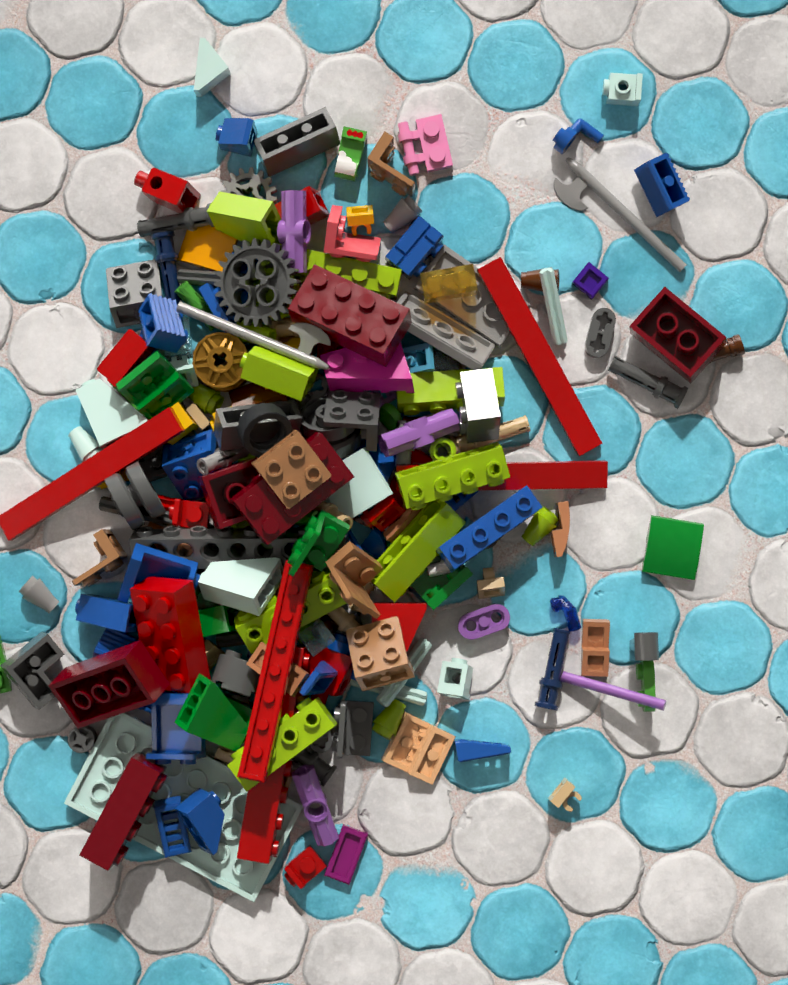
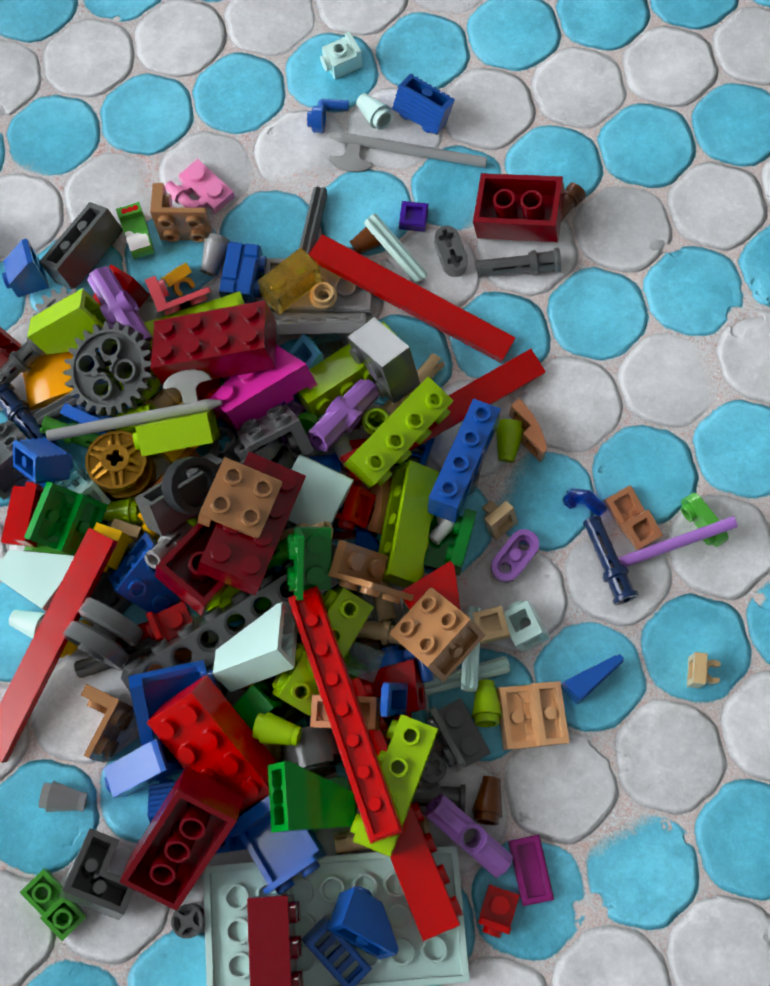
camera: 30 degrees left, 15 degrees down
(220, 650) = (275, 730): none -> lime cone
(345, 789) = (488, 802): none -> reddish brown cone
(429, 665) = (492, 624): none -> tan tile
(471, 303) = (323, 288): none -> tan plate
(501, 236) = (313, 219): none -> dark grey axle
(618, 163) = (376, 112): none -> light aqua cone
(645, 646) = (677, 481): dark grey piece -> none
(673, 547) = (639, 387): green slope -> none

